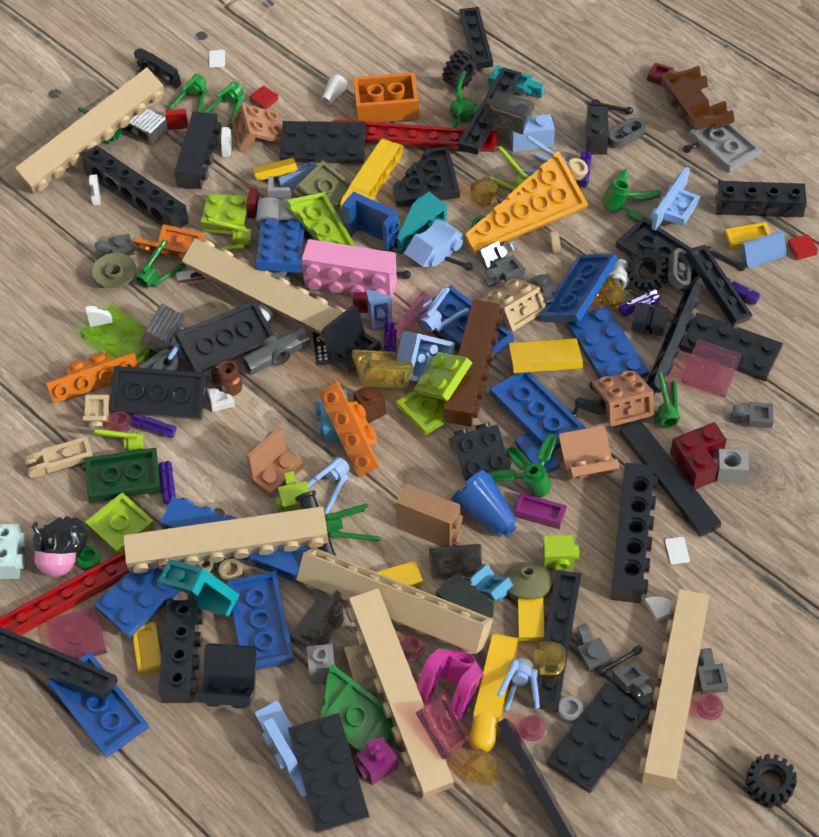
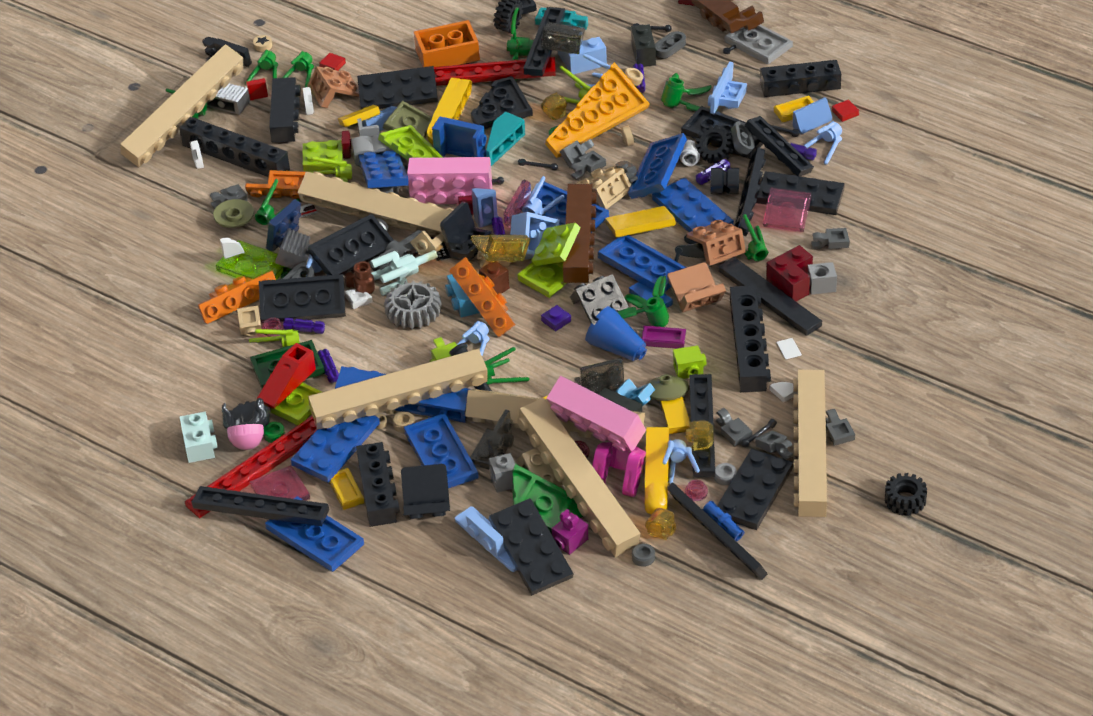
camera: 10 degrees left, 10 degrees down
(58, 457) = (224, 361): tan hinge -> none
(114, 495) = (288, 374): none -> red slope
(163, 292) = (281, 222): none -> dark blue plate
(197, 62) = (262, 43): none -> tan tile
(209, 591) = (386, 426): teal panel -> none
(217, 58) = (279, 38): white sticker -> none
(270, 373) = (398, 268): none -> light aqua plant
(270, 461) = (418, 335): nougat bracket -> none
(273, 412) = (412, 304): none -> light grey gear
(305, 349) = (425, 244): none -> tan bracket
(335, 87) = (396, 46): white cone -> none
(427, 464) = (556, 318): none -> dark purple plate
(428, 516) = (568, 349): medium nougat brick -> none
(430, 620) = (596, 415): none -> bright pink brick
(434, 244) = (520, 151): light blue brick -> none
(442, 726) = (621, 494): clear pink tile -> none
(454, 804) = (643, 555): none -> dark grey tile
(553, 778) = (723, 520): none -> blue pin
(612, 293) = (687, 167): clear yellow plate -> none
(713, 701) = (843, 452): clear pink plate -> none
(779, 275) = (829, 133): none -> light blue plant

